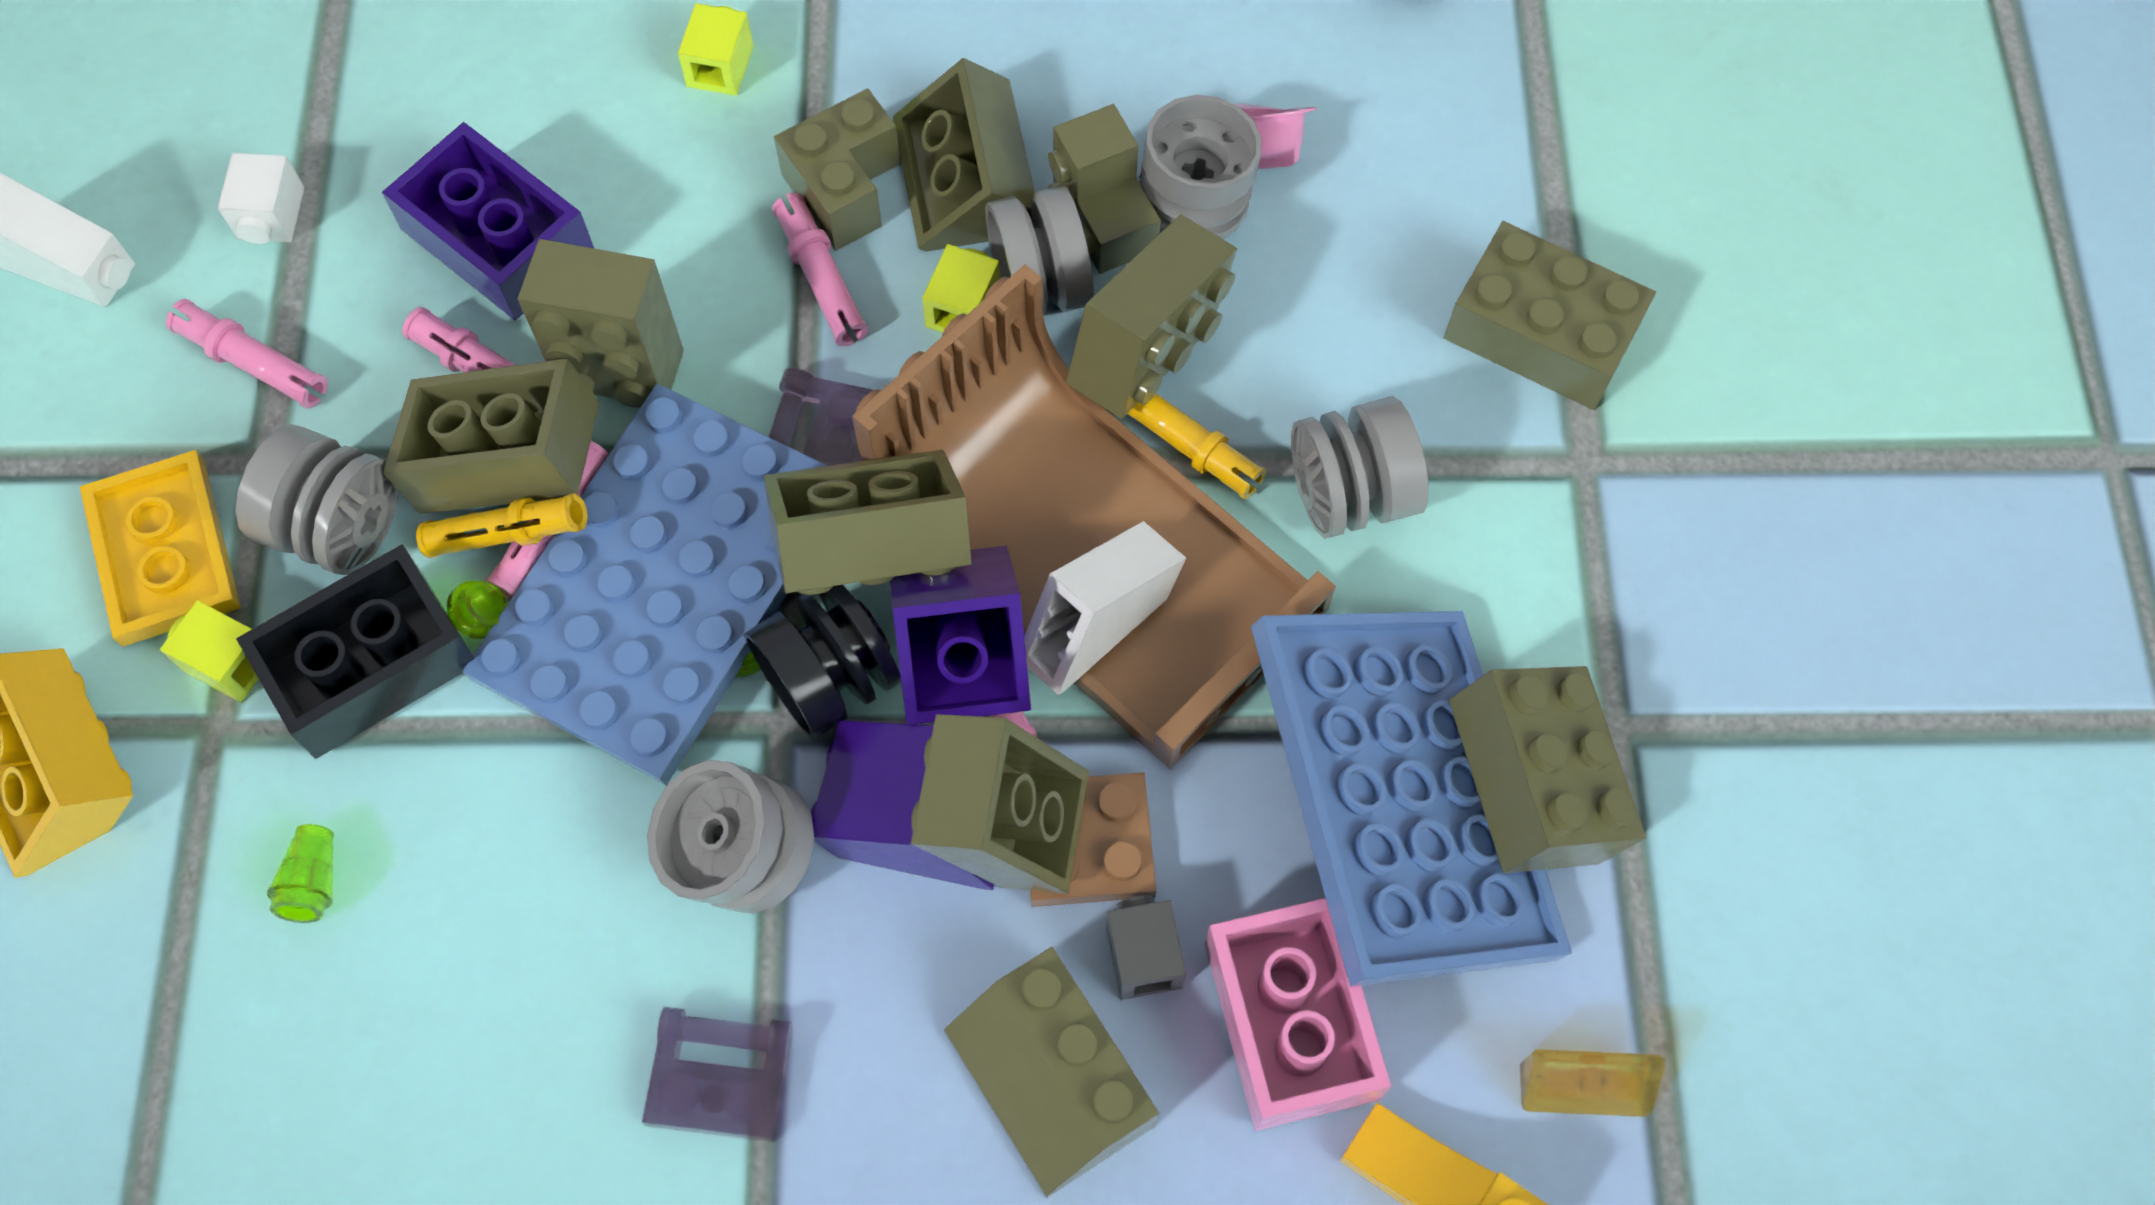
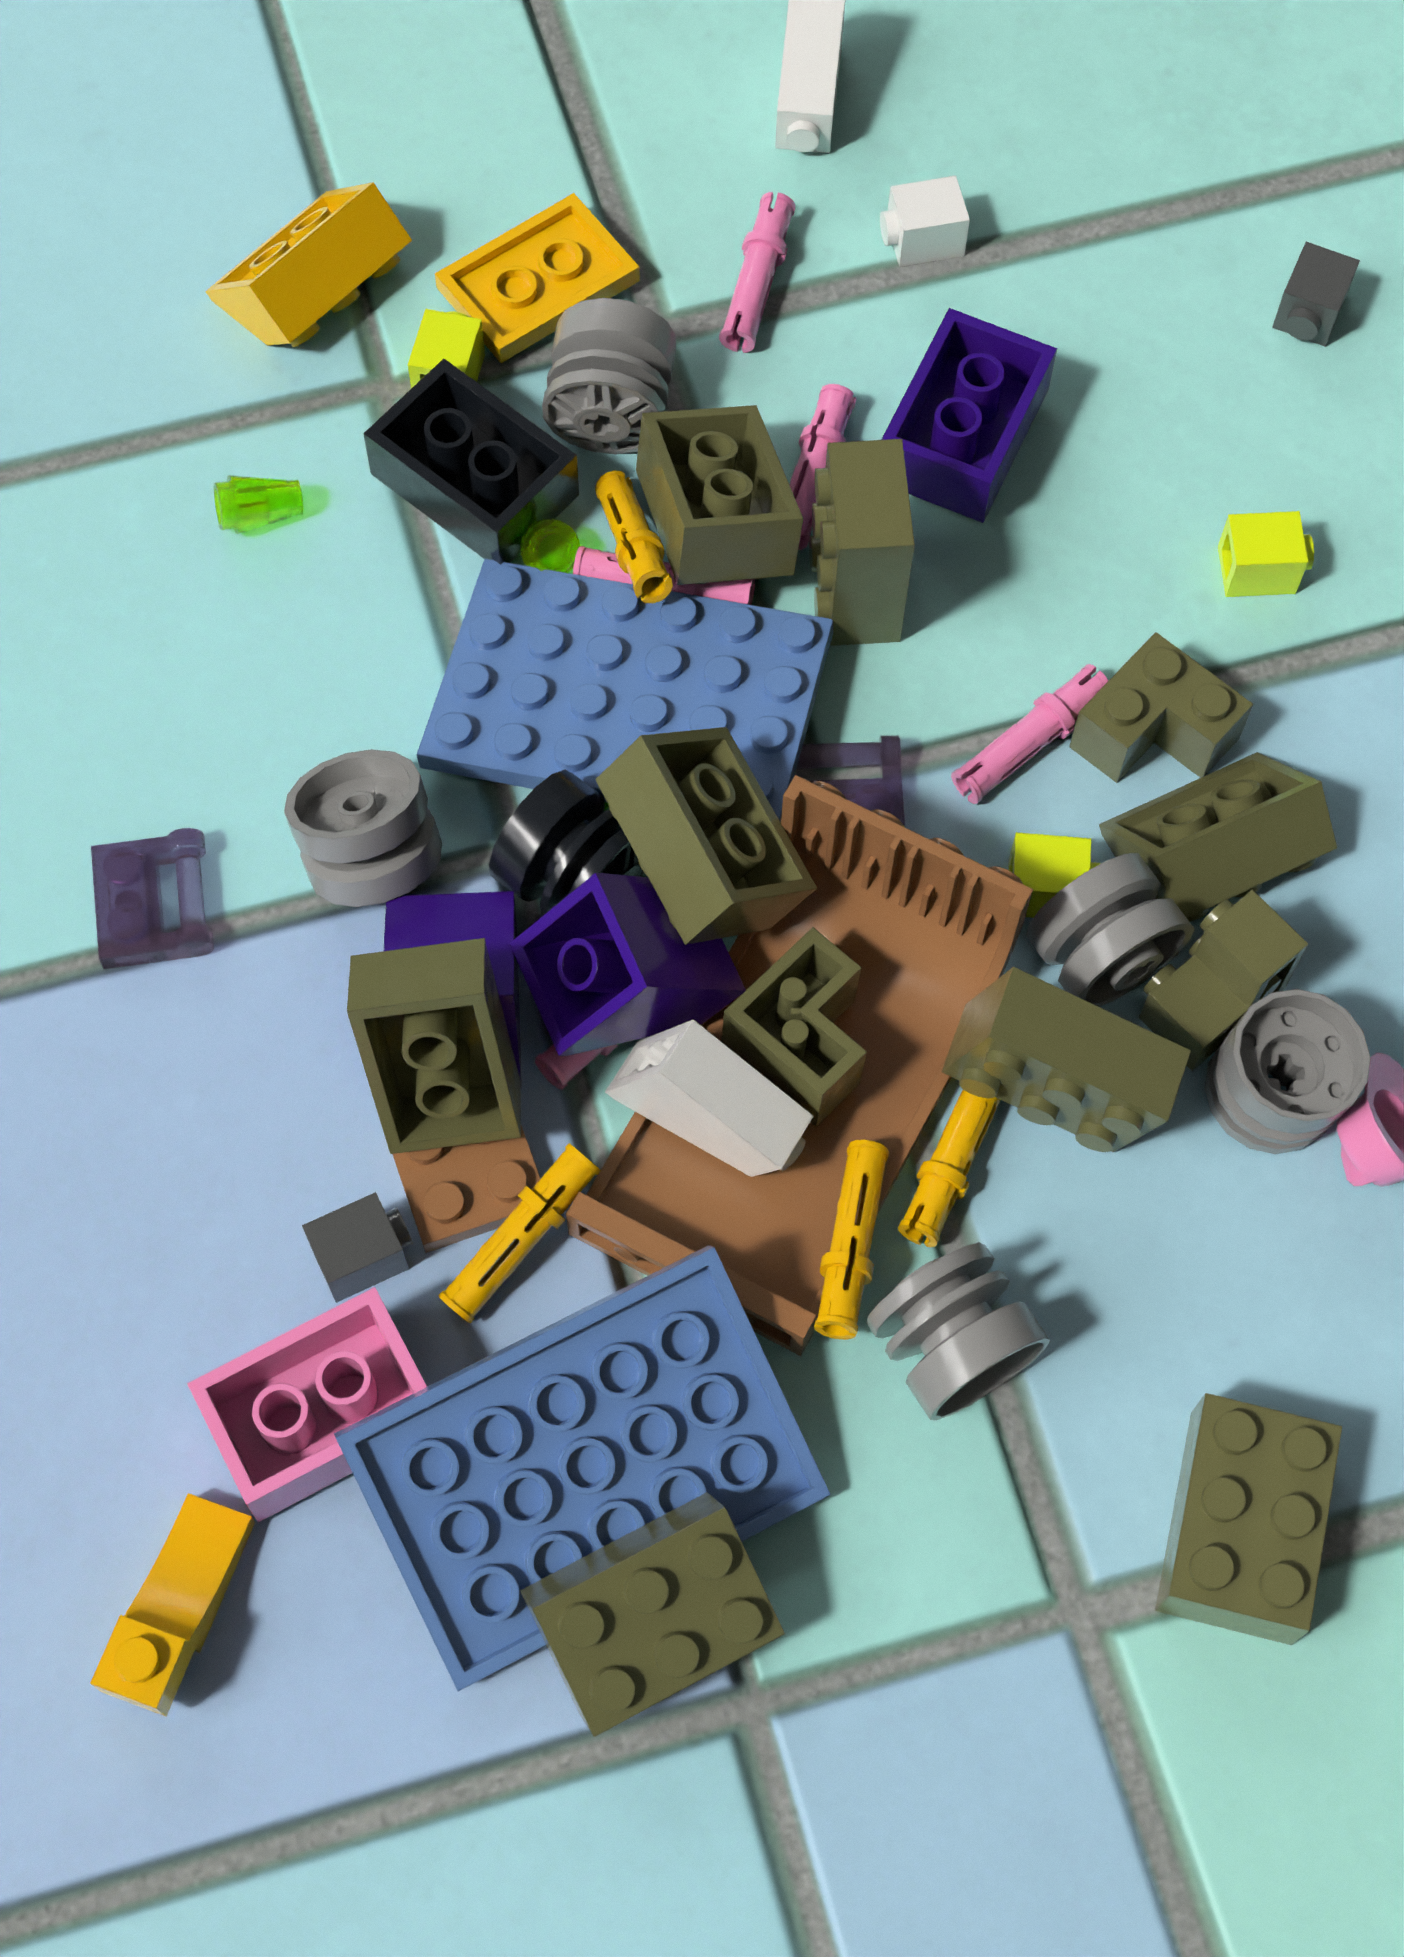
camera: 75 degrees right, 0 degrees up
(1051, 521) = (788, 1026): none -> olive brick
(1051, 1072) = (217, 1194): olive slope -> none
(1174, 802) = (519, 1233): none -> yellow pin
(1272, 535) = (841, 1306): none -> yellow pin
(1590, 1082) = (321, 1739): clear yellow slope -> none

